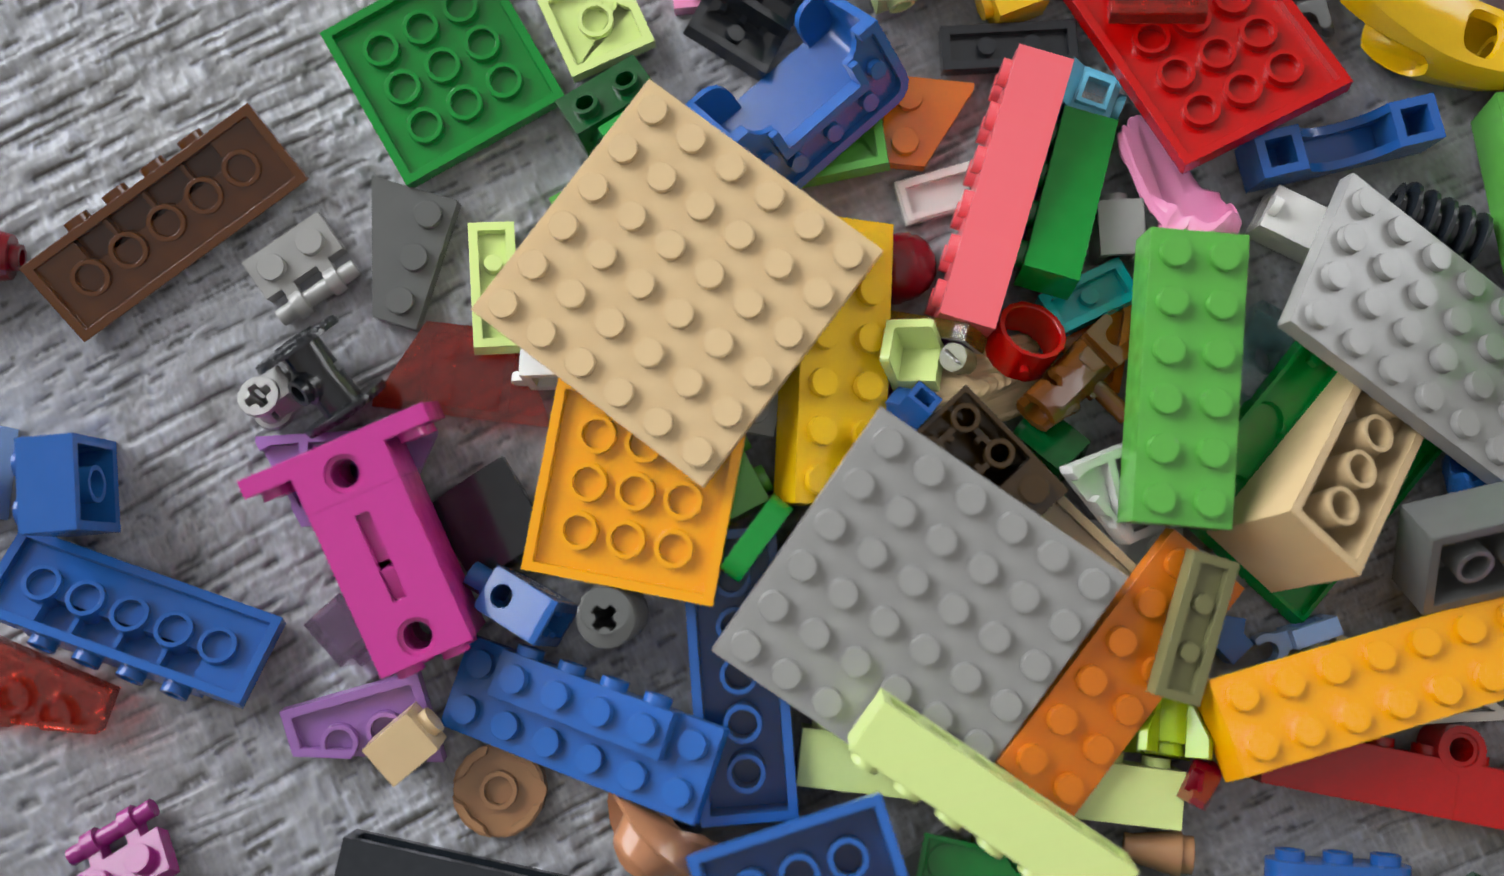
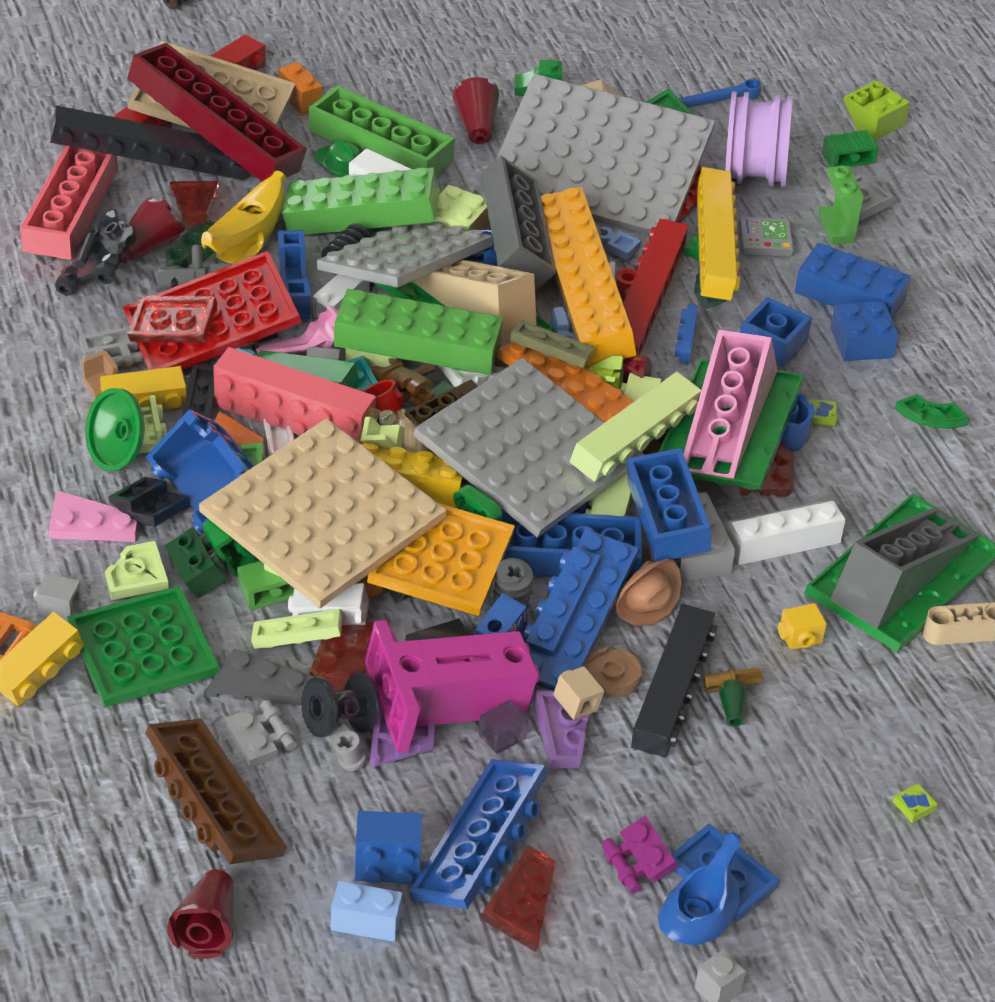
camera: 90 degrees left, 40 degrees down
(913, 405) = (408, 441): blue piece -> none

